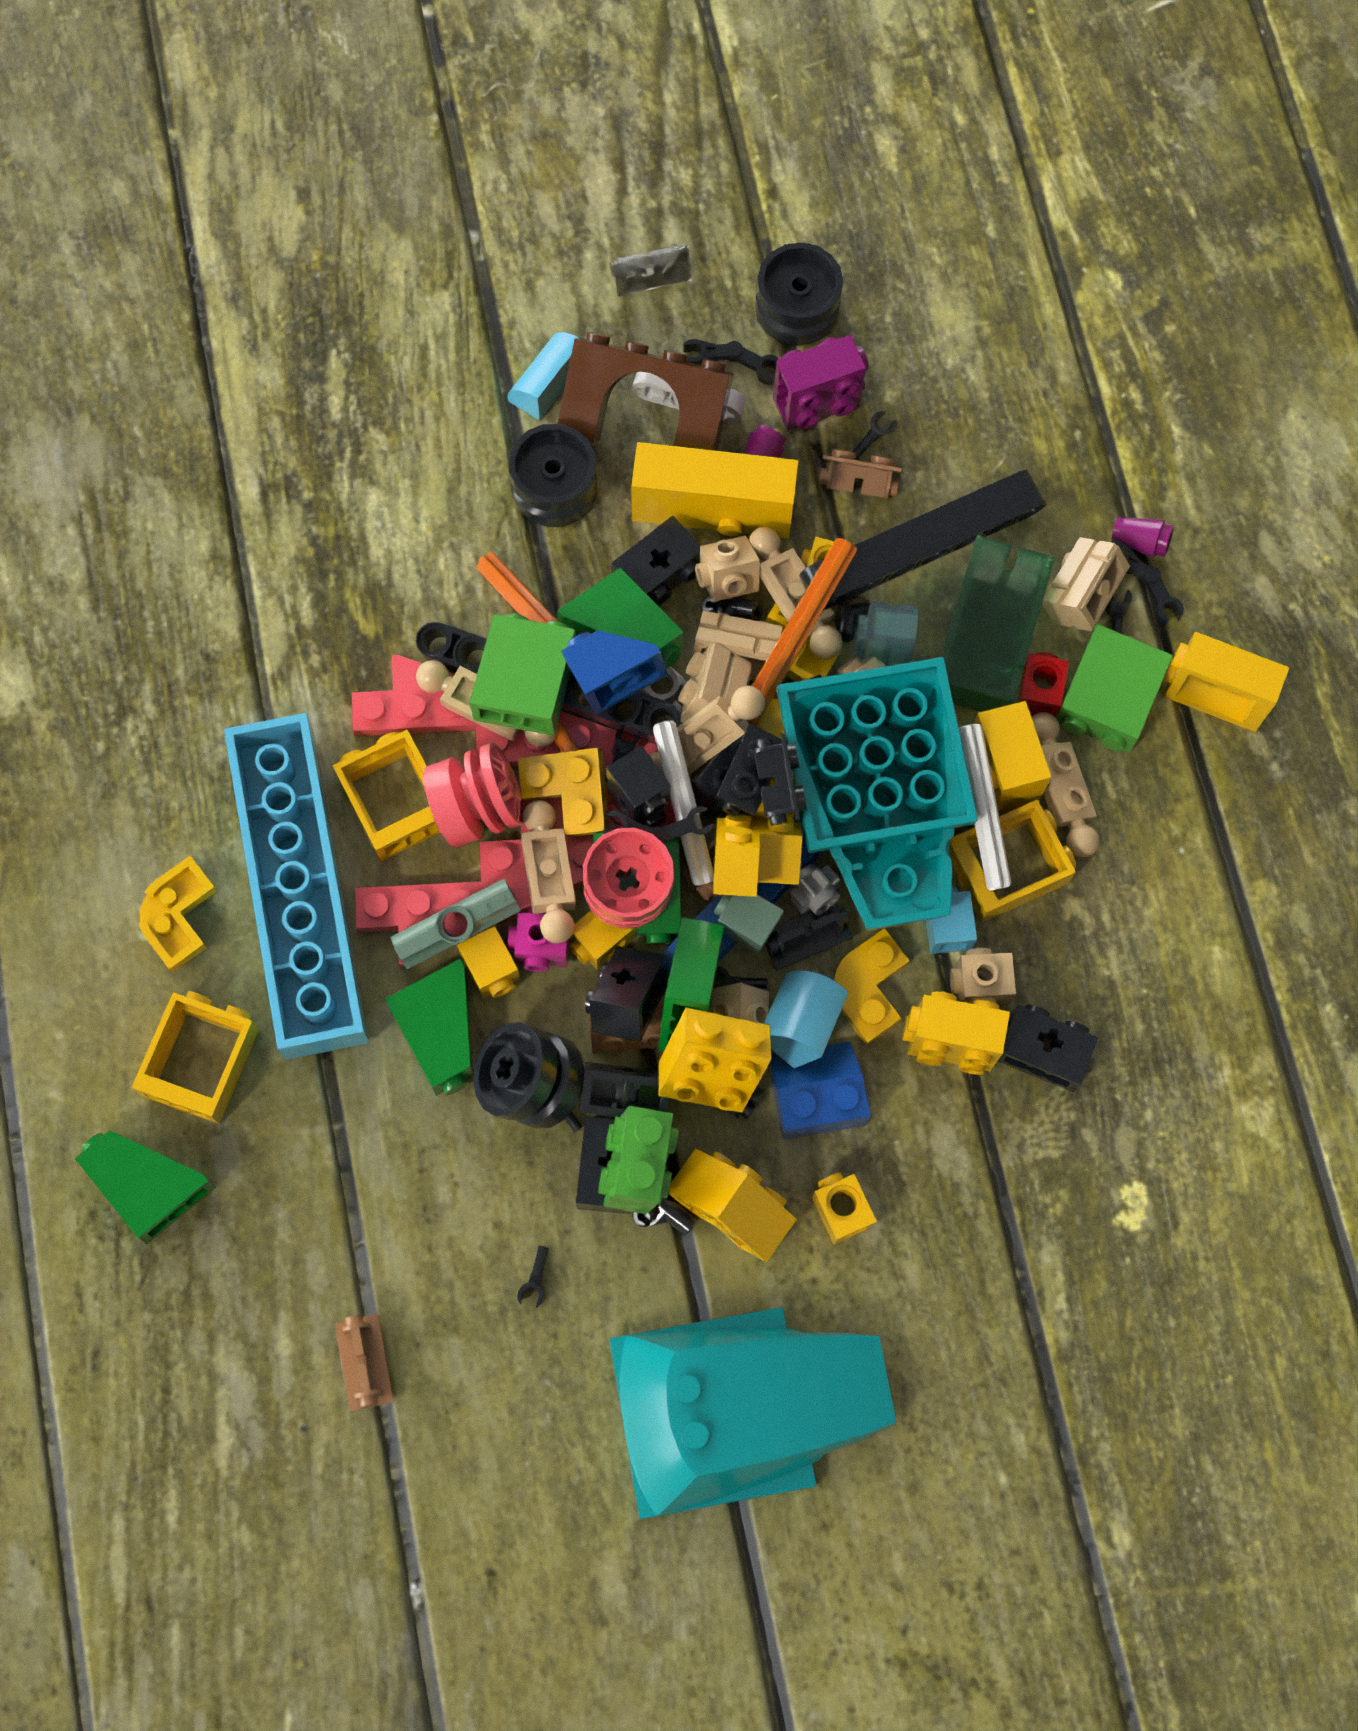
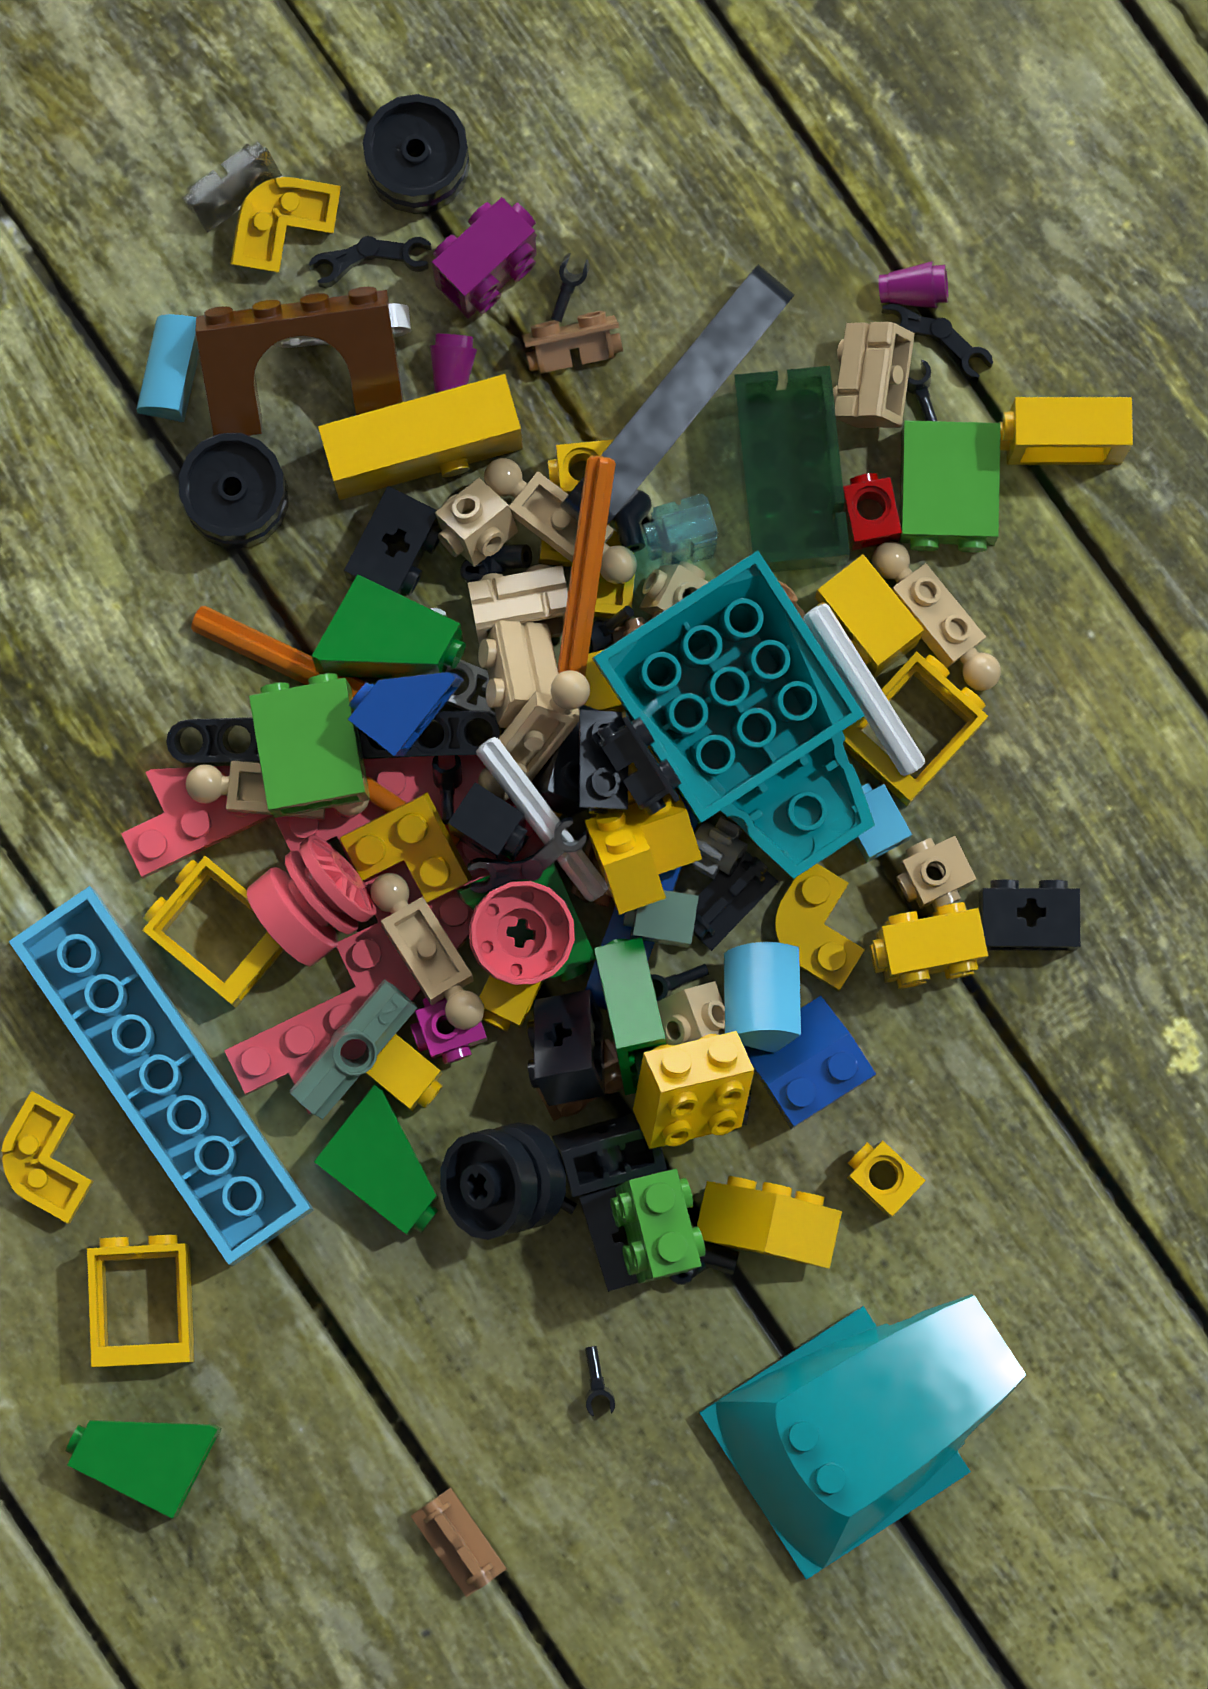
camera: 20 degrees left, 10 degrees up
(677, 292) = (273, 208): none -> yellow plate

